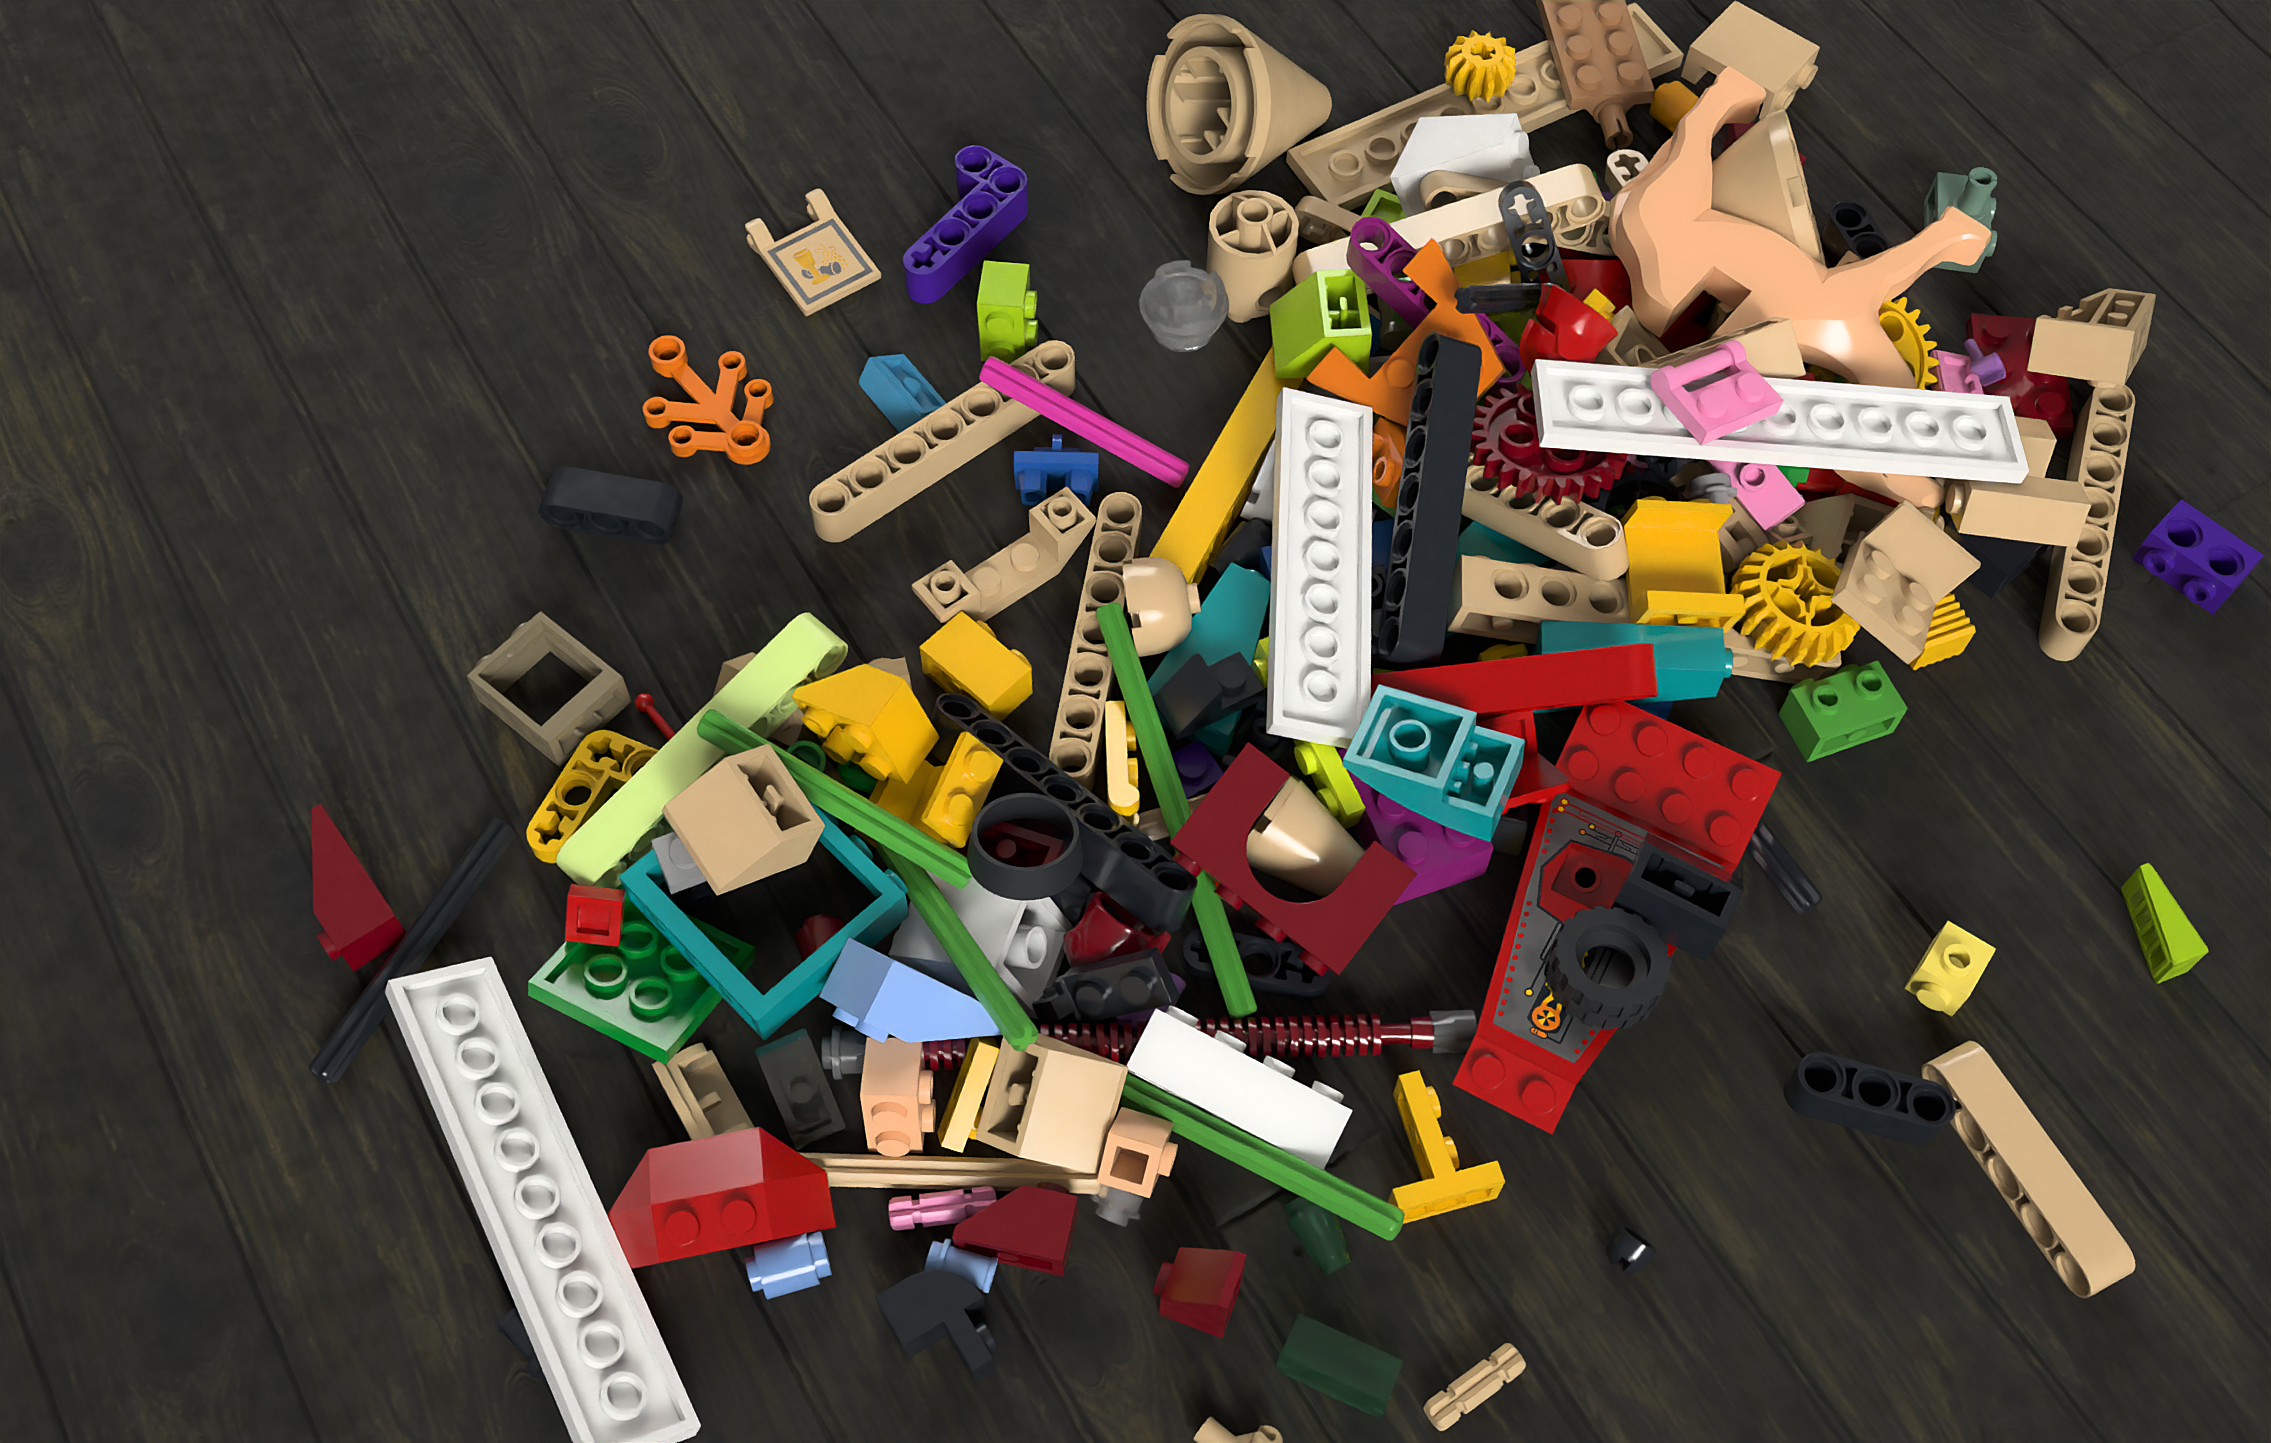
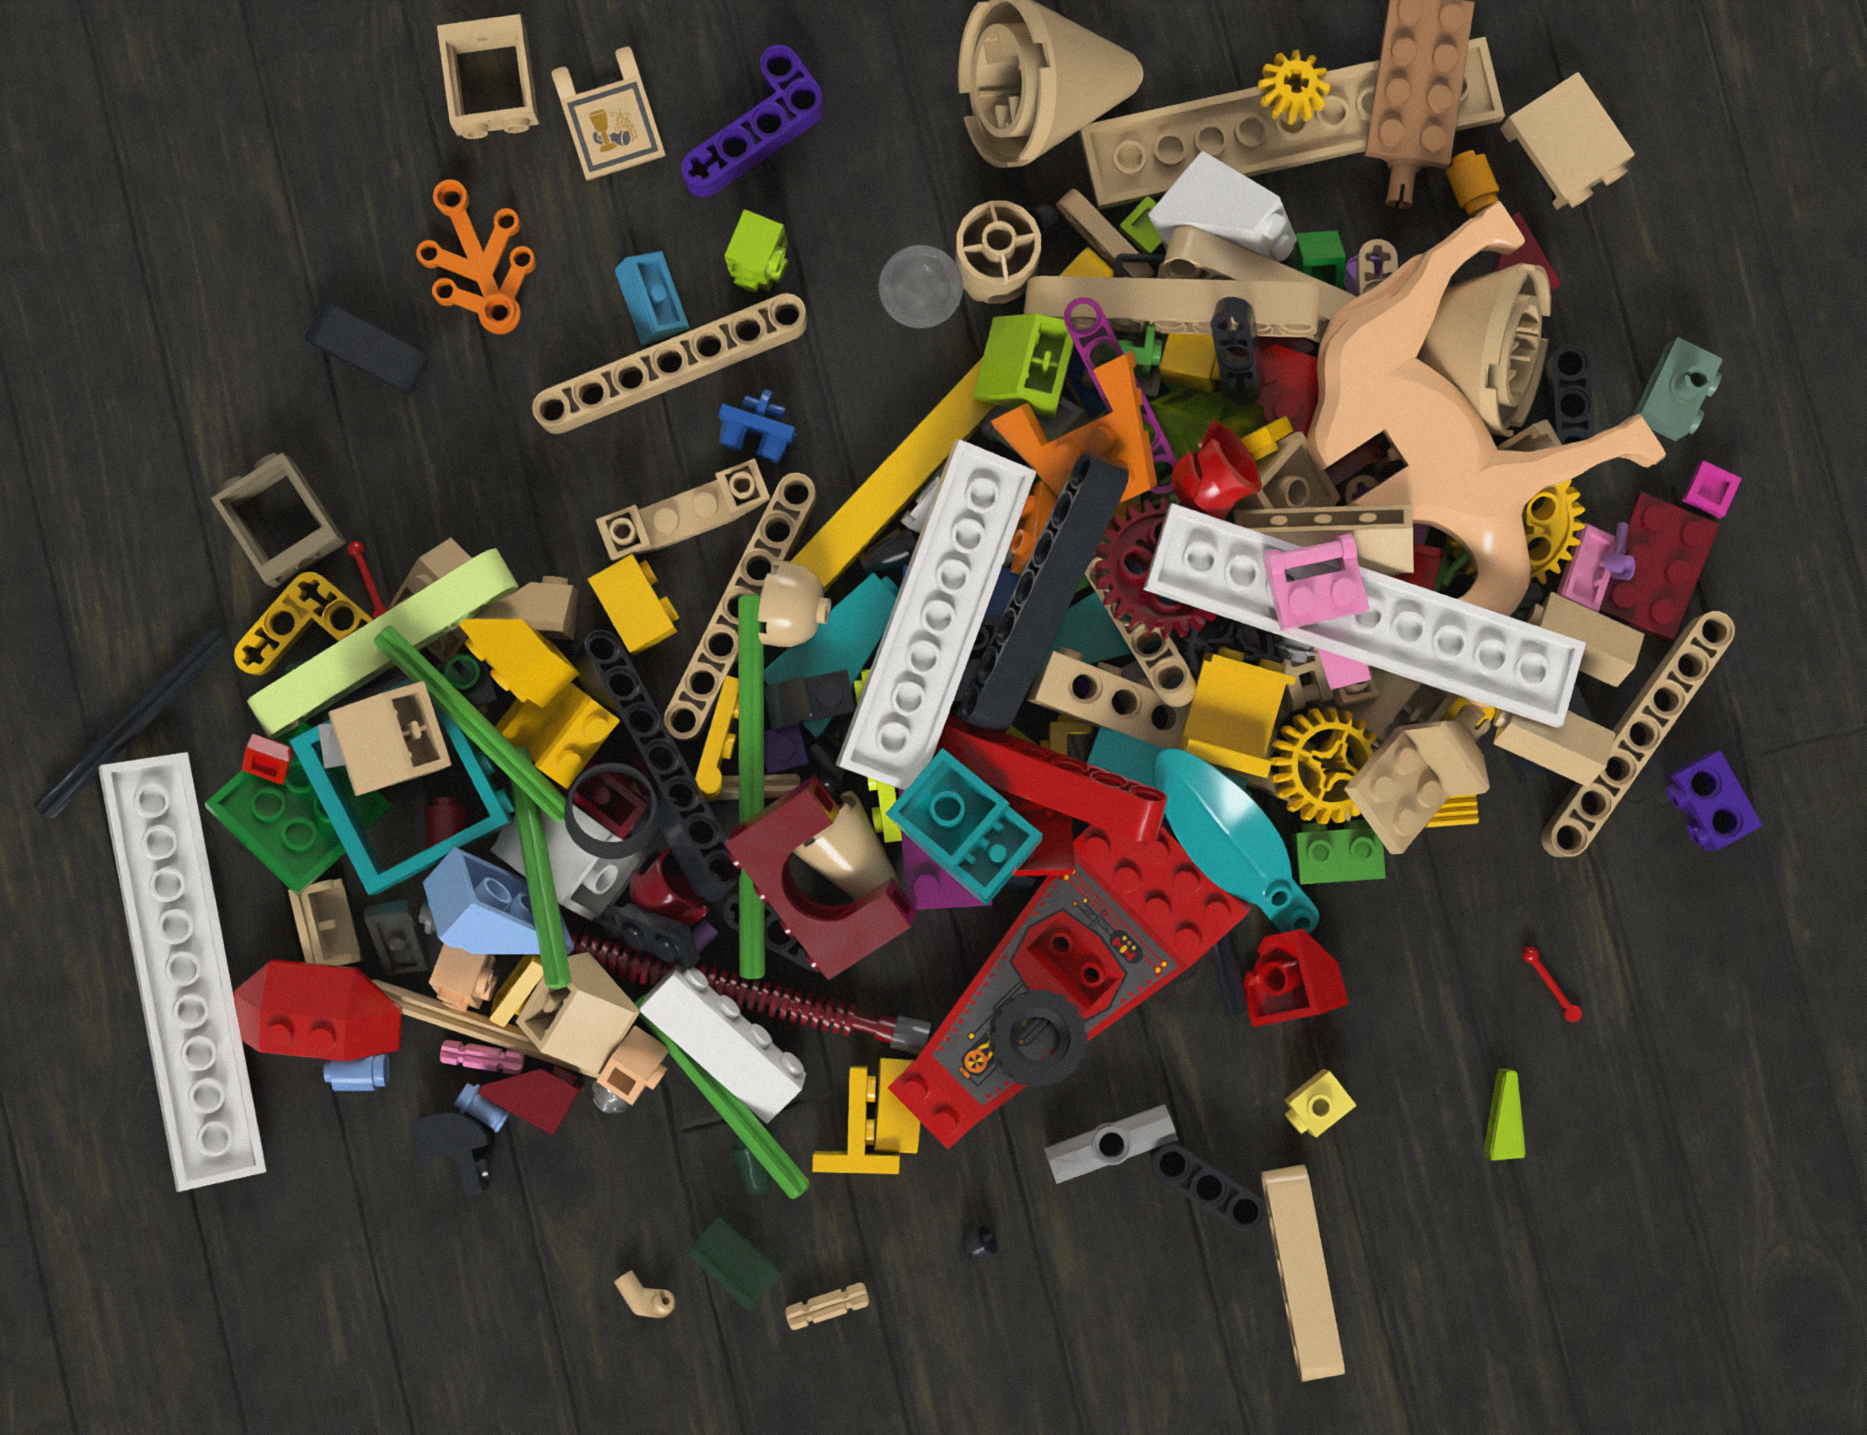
camera: 15 degrees right, 25 degrees up
(346, 900) = (84, 667): dark red slope -> none
(688, 207) = (480, 36): none -> tan window
(1084, 421) = (792, 388): dark pink axle -> none
(1201, 1288) = (647, 1182): dark red slope -> none
(1470, 1121) = (894, 1123): none -> yellow slope
(1498, 298) = (1182, 415): black axle -> none
(1680, 896) = (1122, 990): black slope -> none
(1714, 1101) = (1138, 1135): none -> light grey piece
(1737, 697) = (1231, 838): none -> teal plant
(1855, 844) = (1292, 980): none -> red slope
(2035, 294) = (1711, 489): none -> dark pink plate
(2096, 340) = (1729, 571): tan wedge -> none
(2166, 805) = (1571, 1012): none -> red hinge

